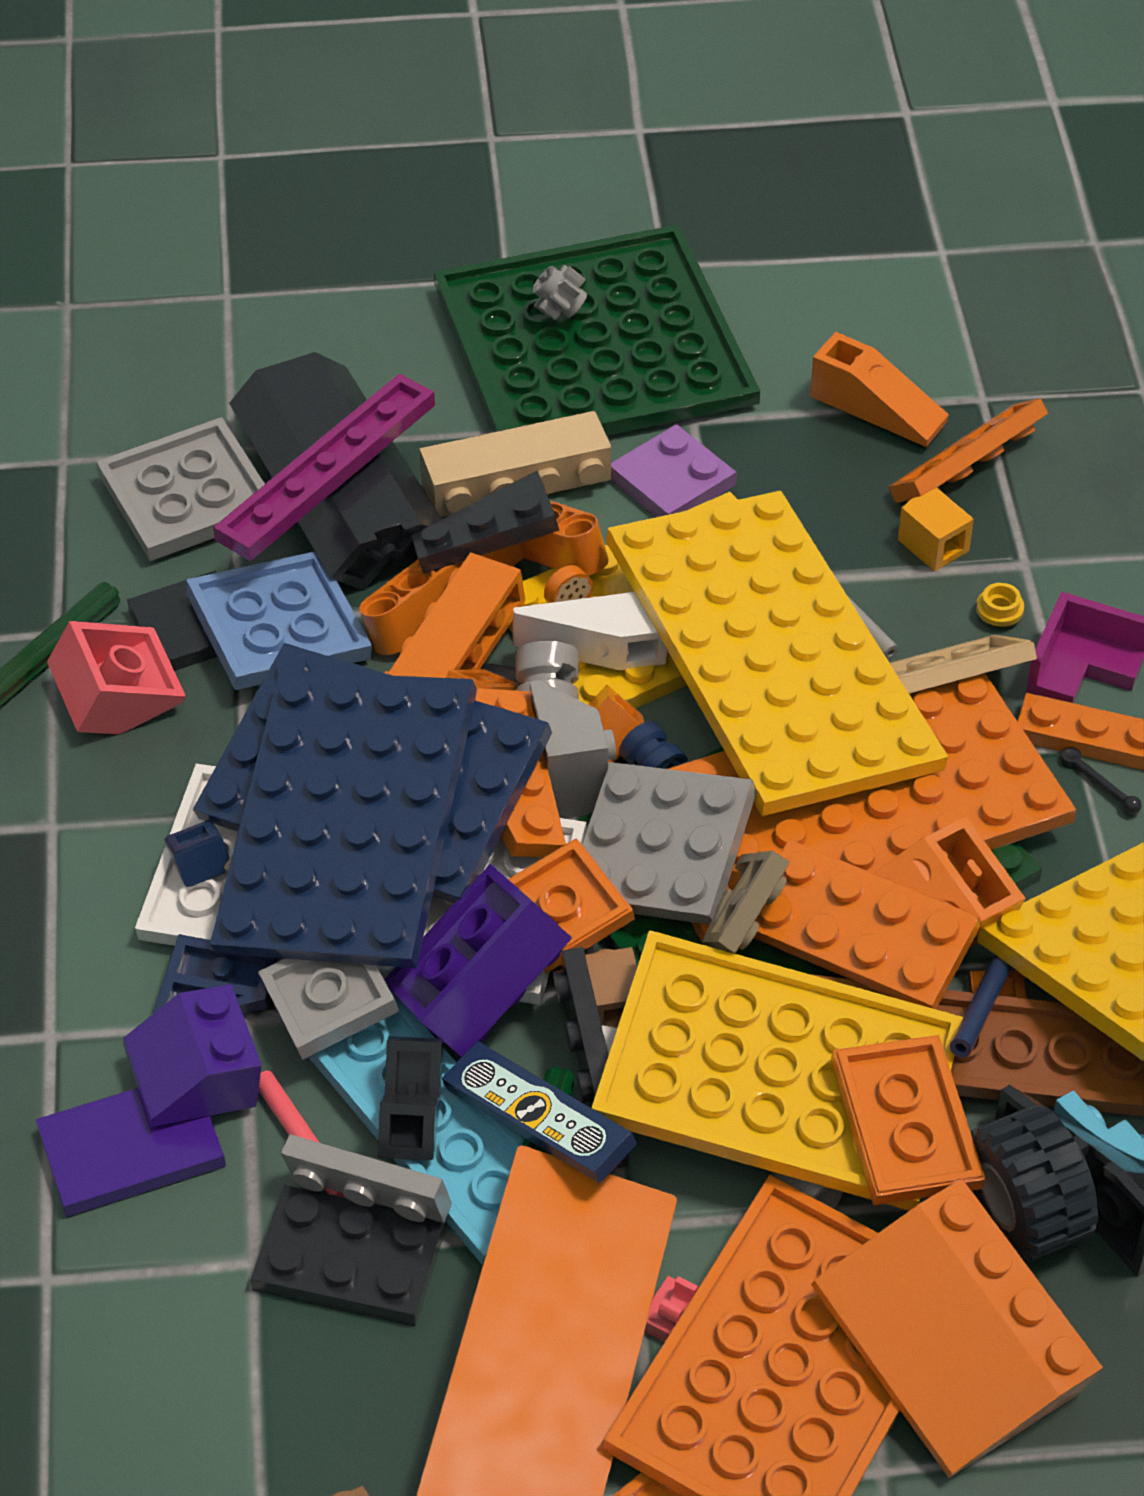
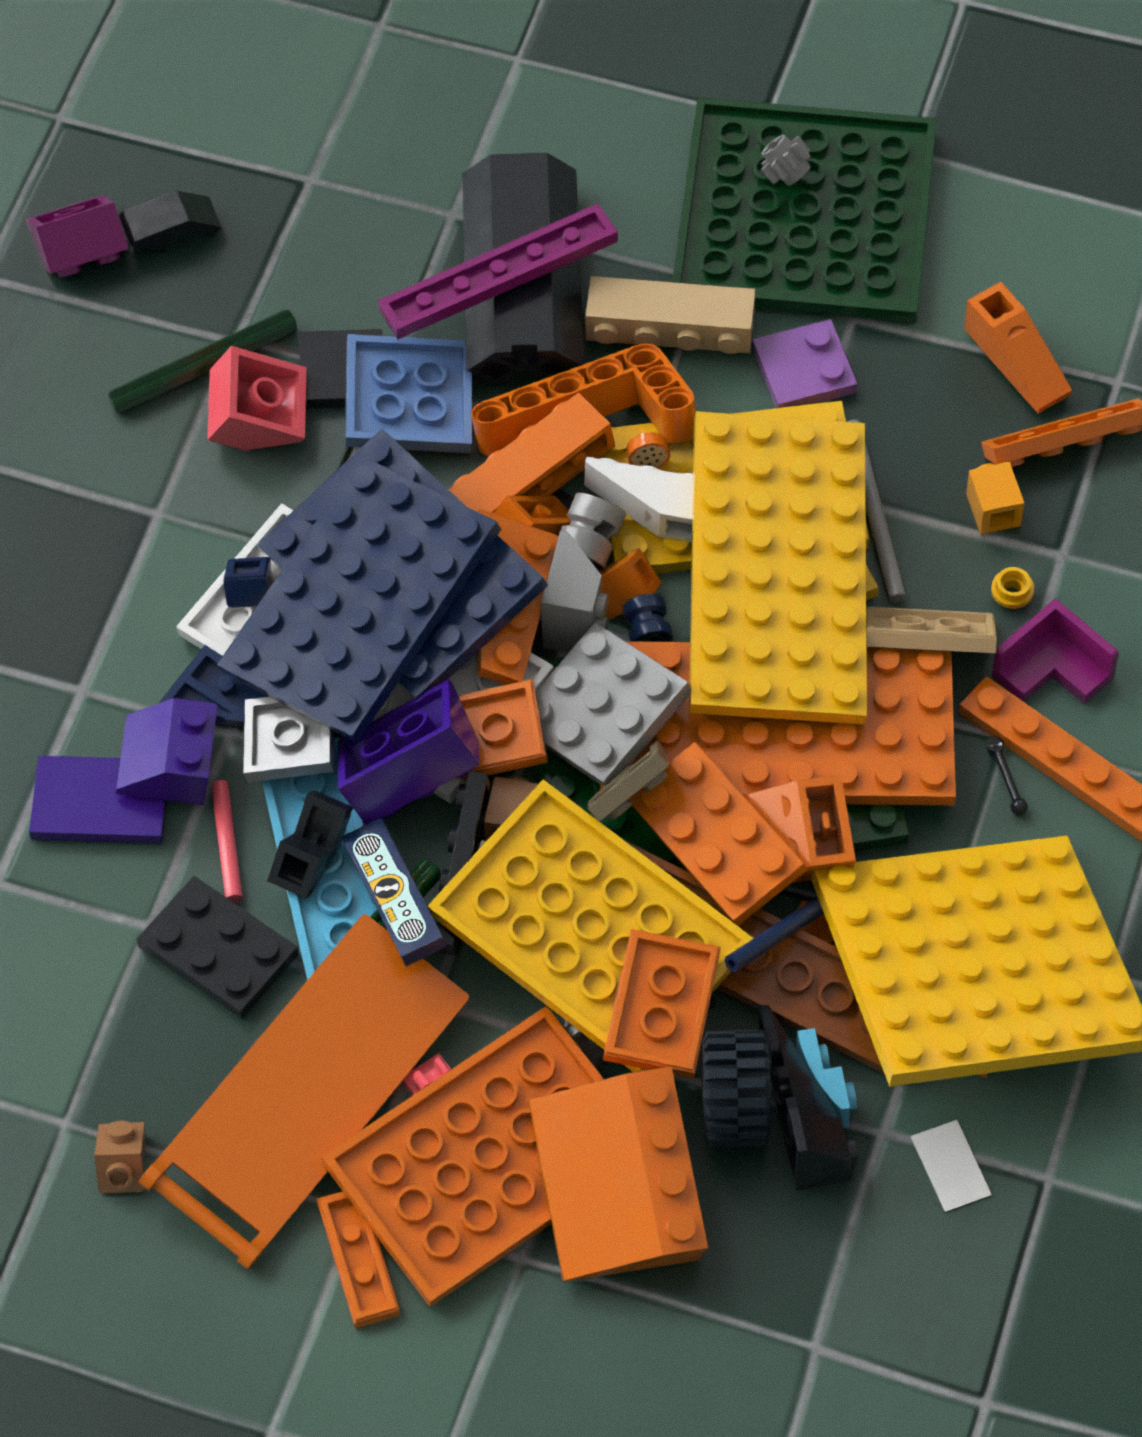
camera: 25 degrees right, 10 degrees up
(180, 486) = (390, 239): light grey plate -> none
(366, 1179) = (246, 896): light grey plate -> none
(490, 524) = (612, 370): black wing -> none

